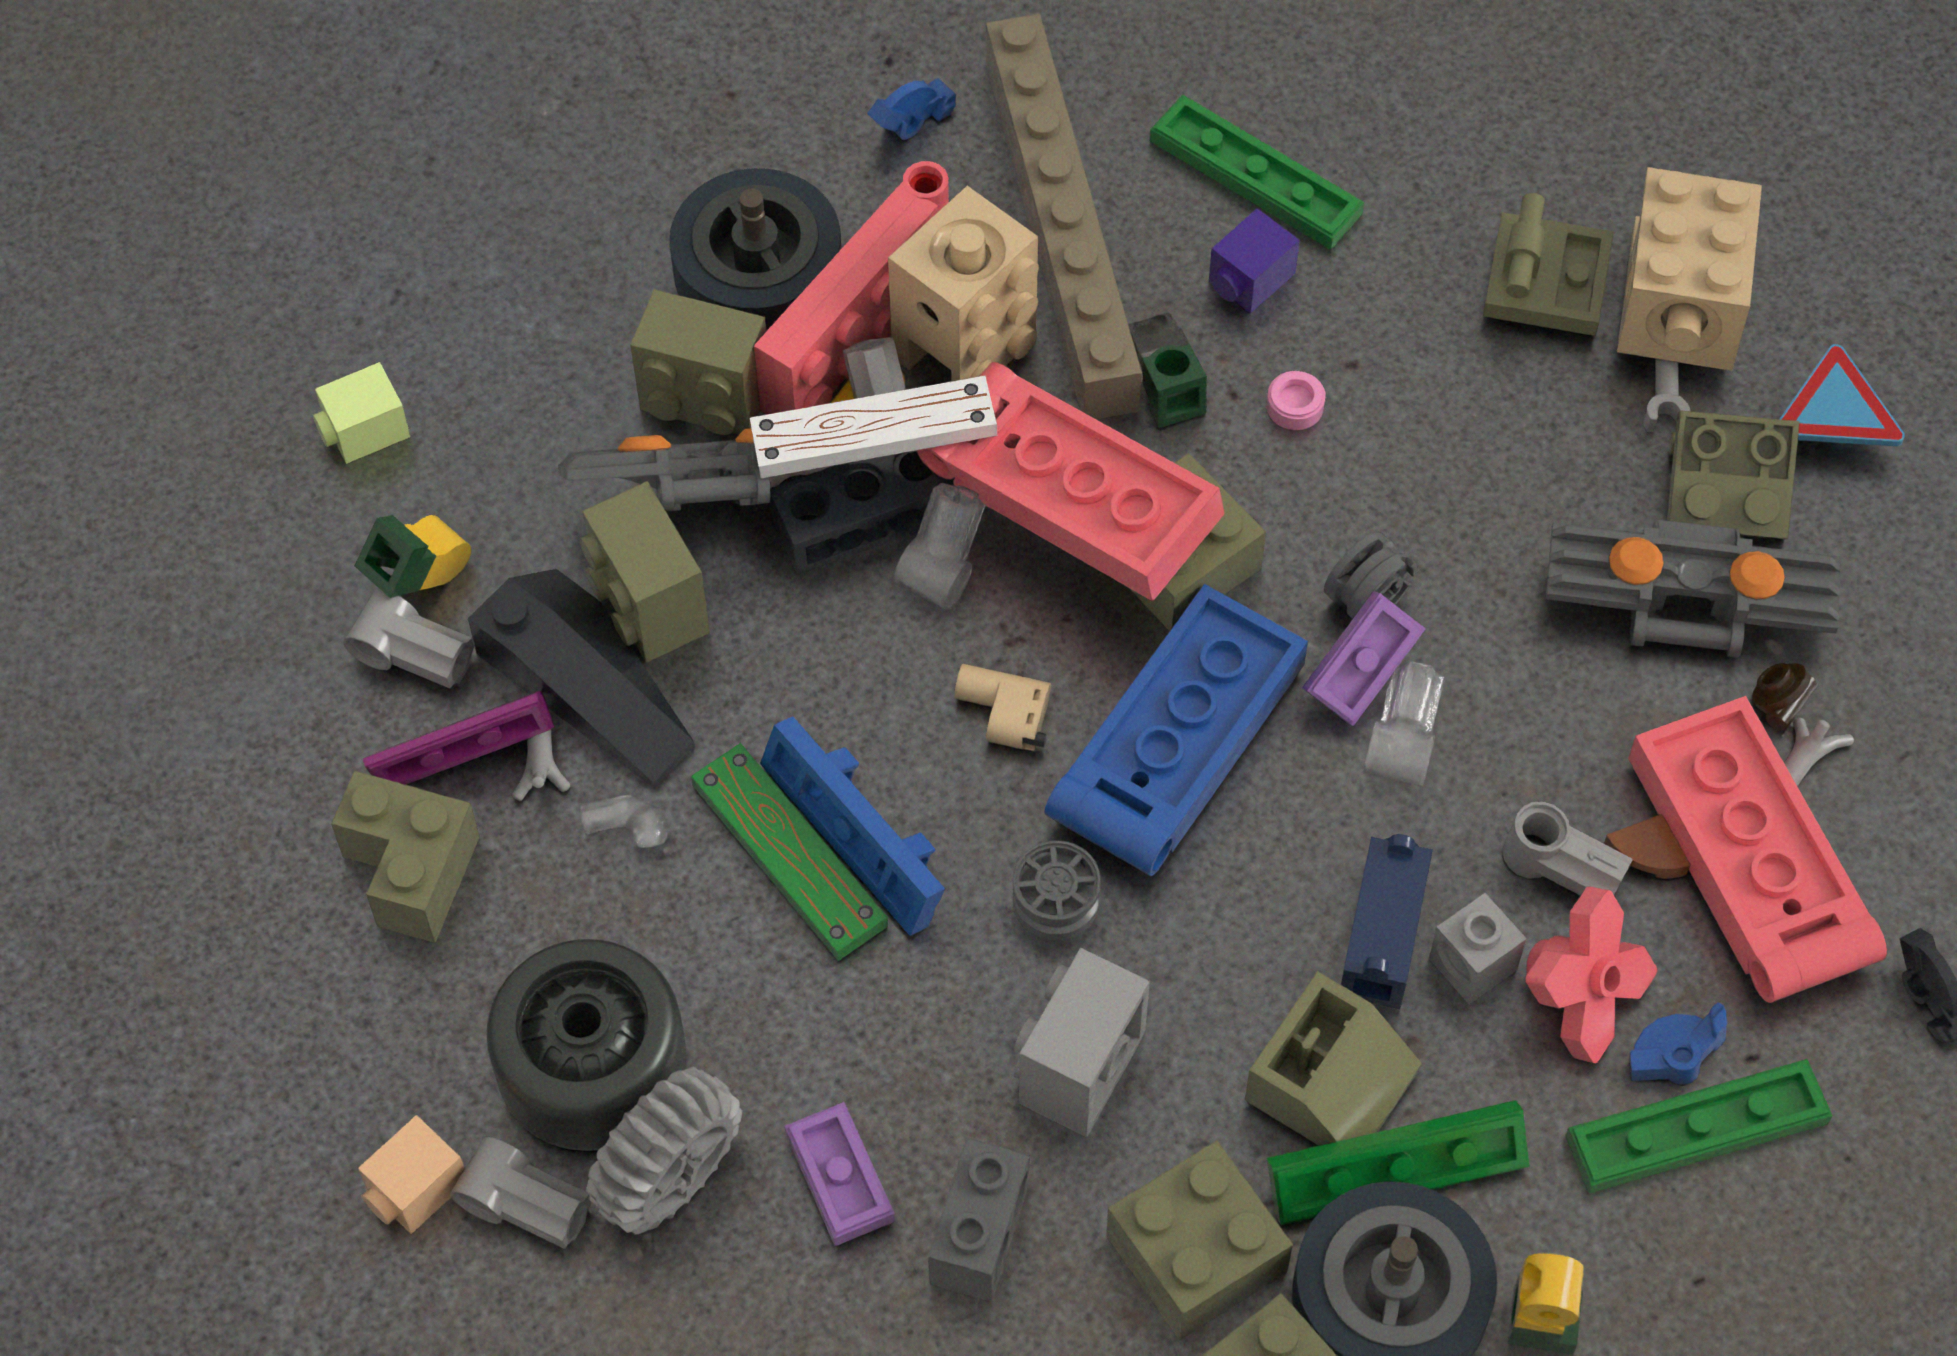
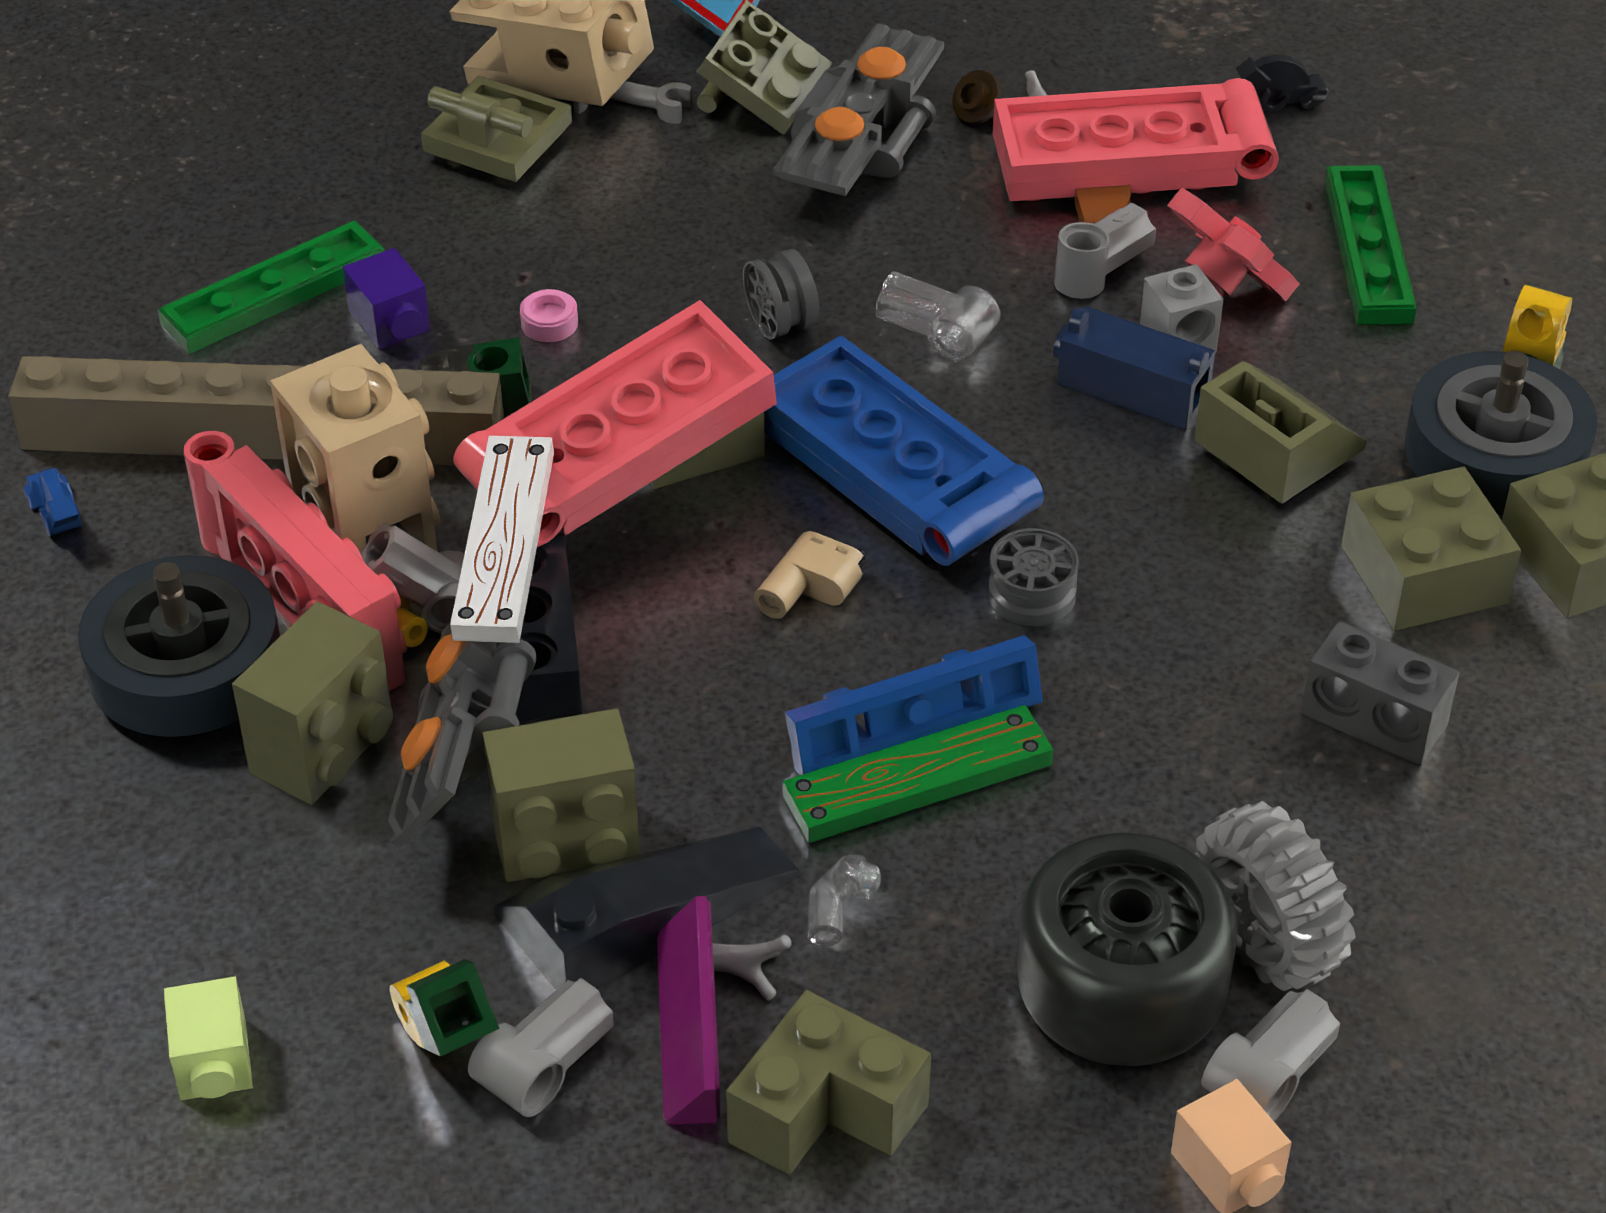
camera: 75 degrees left, 15 degrees down
(839, 1174) = (1313, 791): medium lavender plate -> none
(936, 560) = (634, 578): clear piece -> none
(1081, 1040) = (1222, 567): light grey brick -> none
(1363, 658) = (865, 312): medium lavender plate -> none
(1422, 1154) = (1373, 402): green tile -> none
(1677, 1046) = (1294, 232): blue piece -> none

